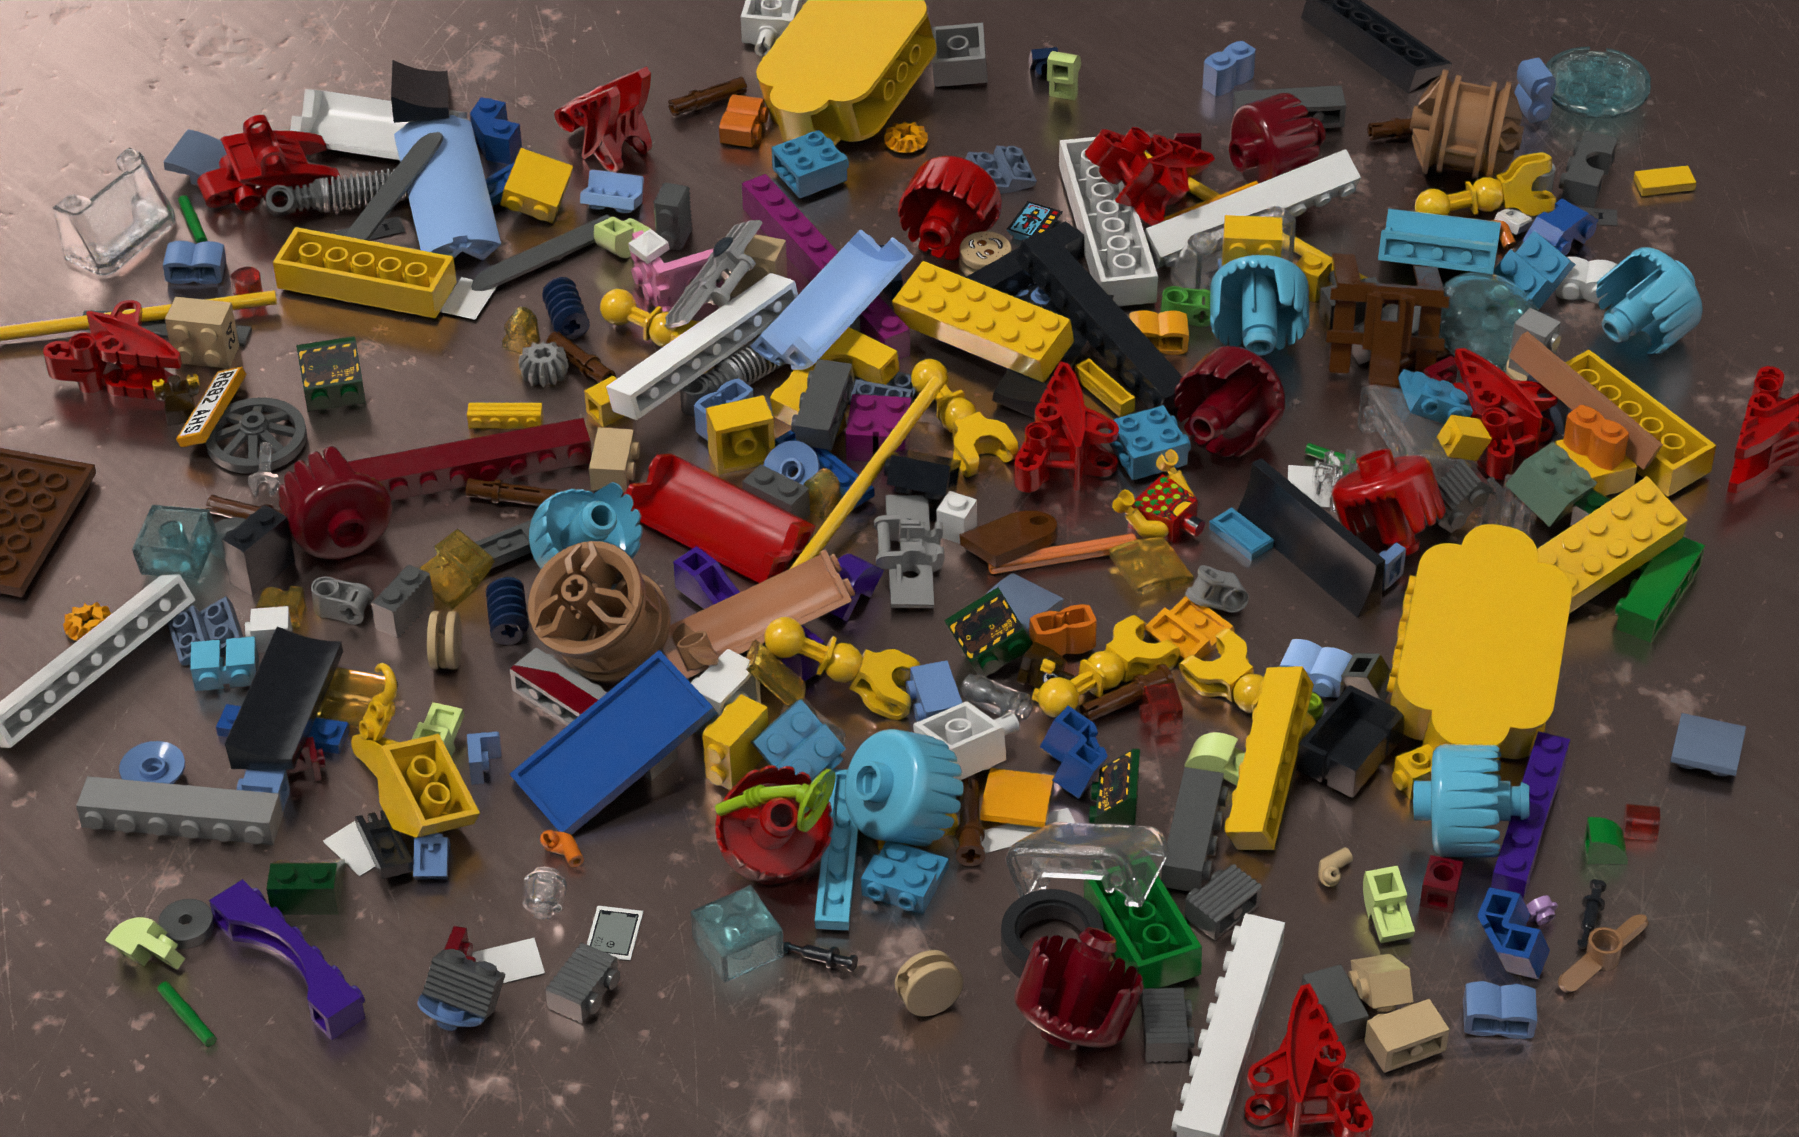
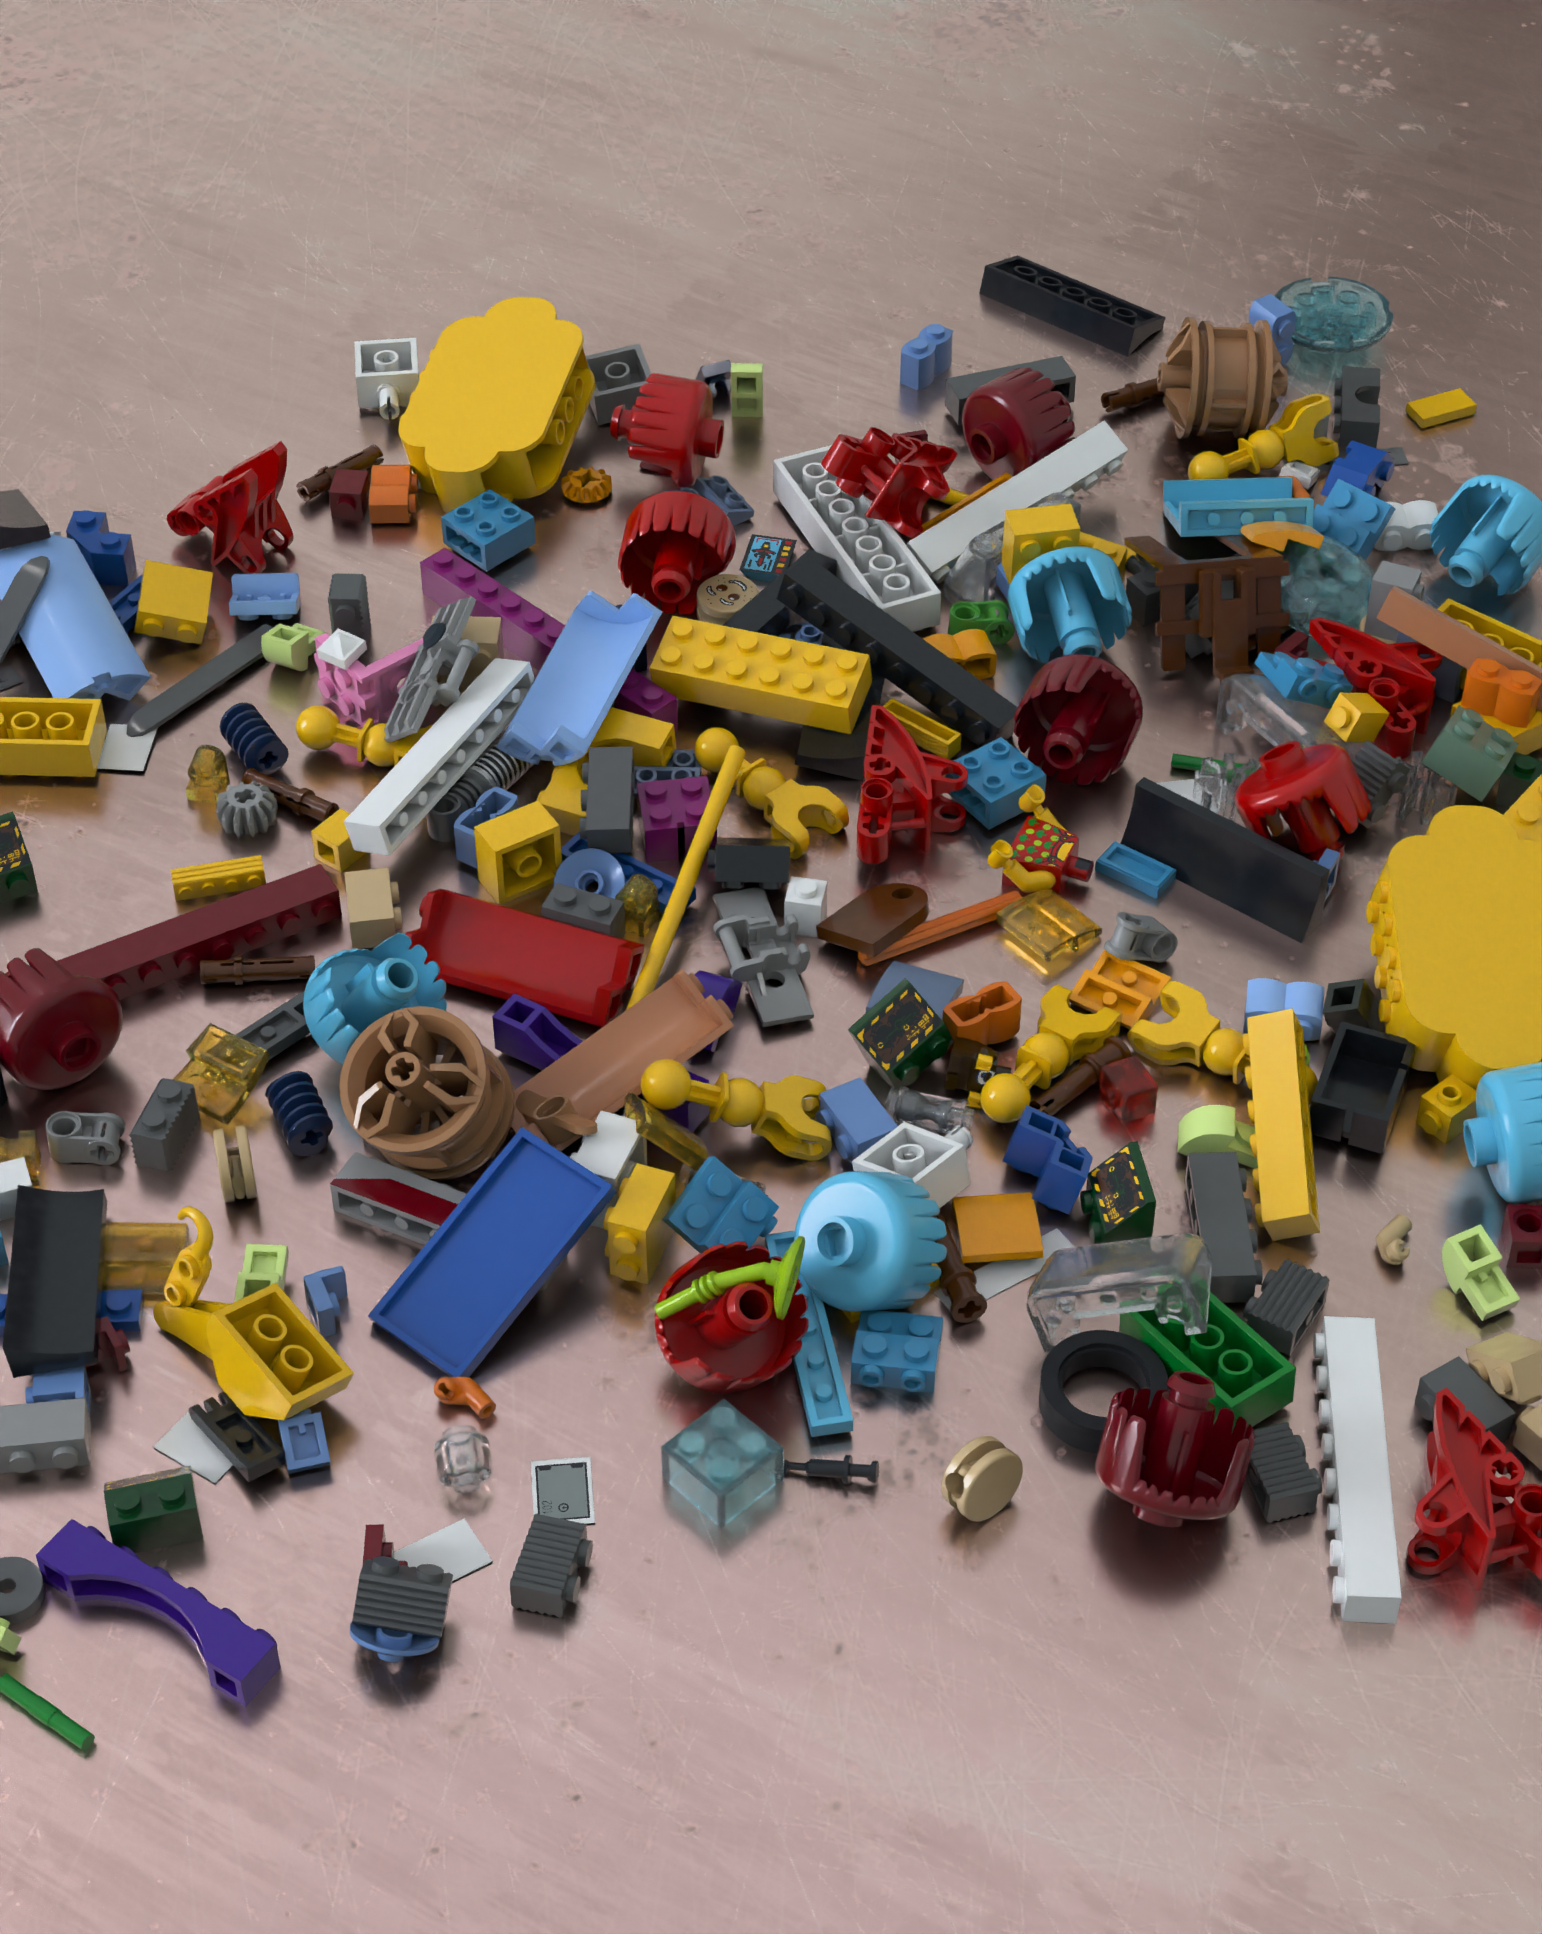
camera: 15 degrees left, 0 degrees up
(707, 115) = (349, 494): none -> dark red brick
(983, 100) = (671, 427): none -> red piece
(1450, 269) = (1276, 534): none -> light orange slope

